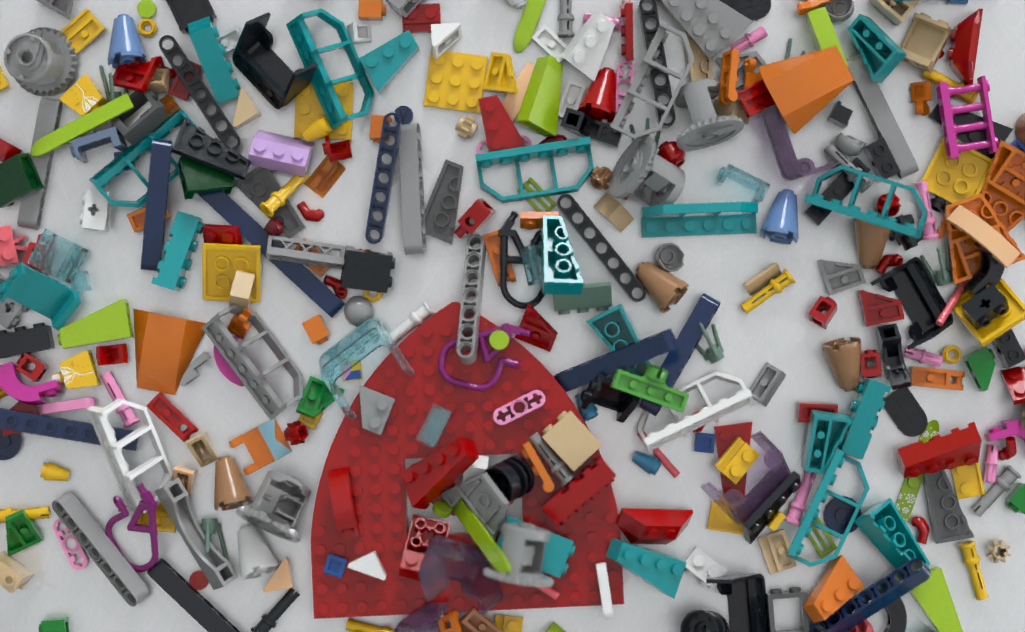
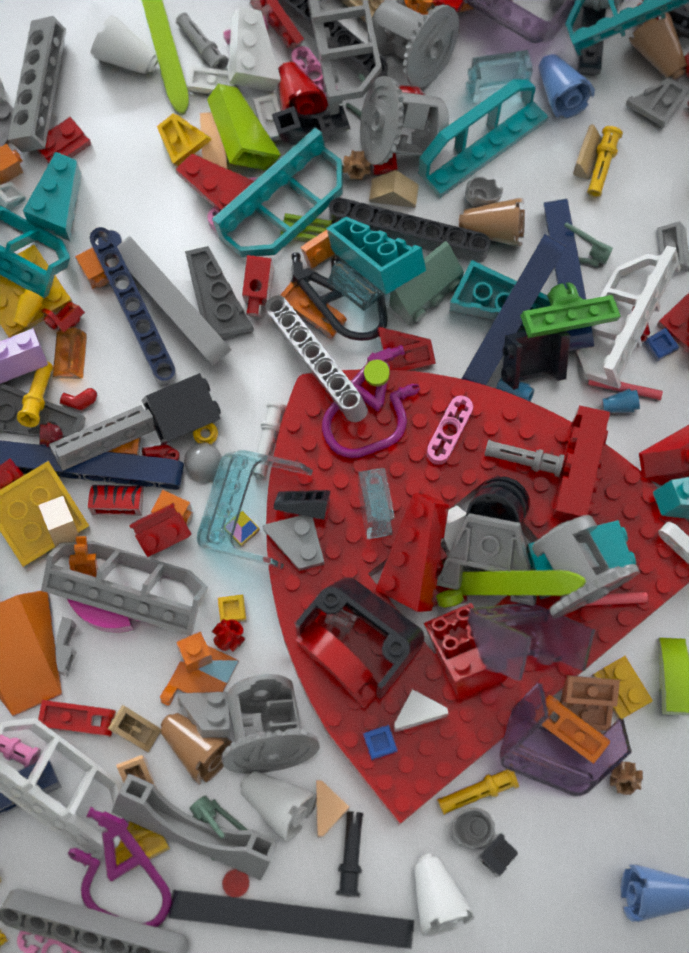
camera: 40 degrees left, 15 degrees down
(249, 473) = (208, 712): none -> light grey wing
(267, 430) = (194, 652): none -> orange brick
(288, 296) = (116, 500): none -> red brick
(299, 338) = (160, 530): none -> red plate
(315, 398) = (224, 580): green wing -> none
(363, 478) = (343, 621): none -> clear tile
(387, 490) = (402, 635): none -> black windscreen
(404, 393) = (306, 503): none -> black slope
(444, 37) = (97, 140): white slope -> none
(455, 81) = (140, 177): yellow plate -> none
(466, 126) = (183, 207): tan gear -> none
(538, 468) = (500, 465): orange plate -> none
(571, 440) = (531, 420): tan panel -> none
(822, 304) = (672, 142): red brick -> none

